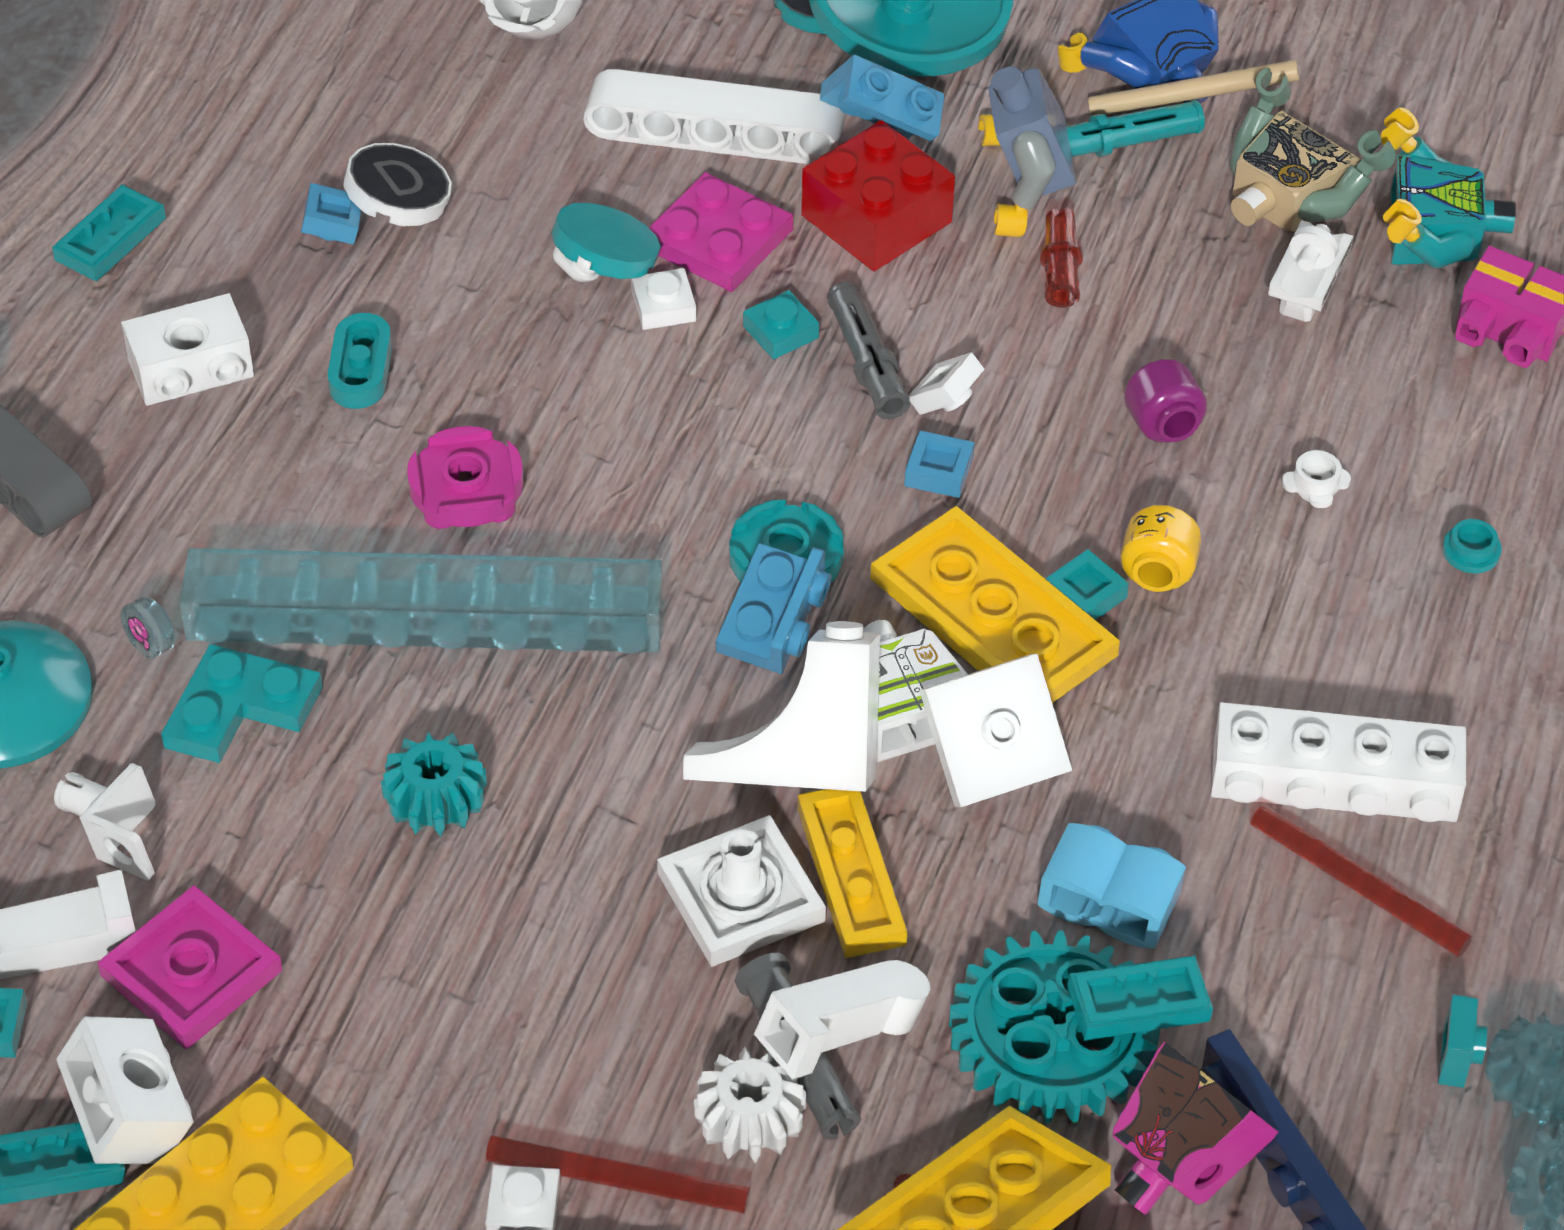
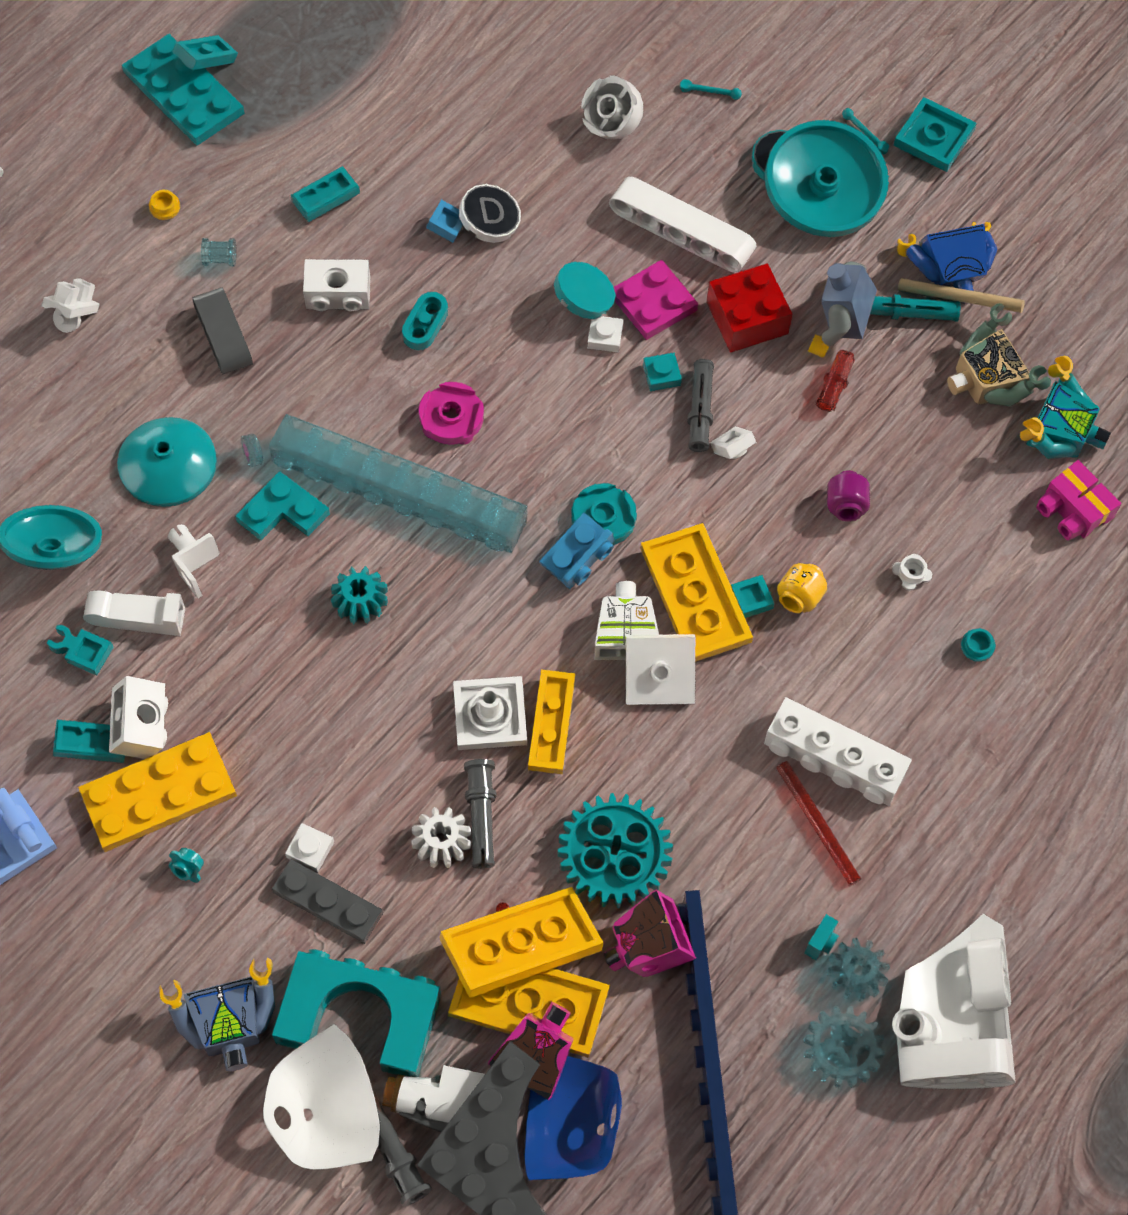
camera: 20 degrees right, 15 degrees up
(190, 967) = (198, 657): dark pink plate -> none
(620, 1174) = (363, 849): clear red bar -> none
(823, 733) = (562, 644): white arch -> none
(840, 1012) = (505, 804): white leg -> none
(881, 94) = (776, 250): dark azure bracket -> none
(939, 464) = (707, 492): dark azure plate -> none
(1111, 885) = (682, 780): medium azure brick -> none
(1139, 997) = (660, 856): teal plate -> none
(1309, 270) = (970, 437): white hips -> none

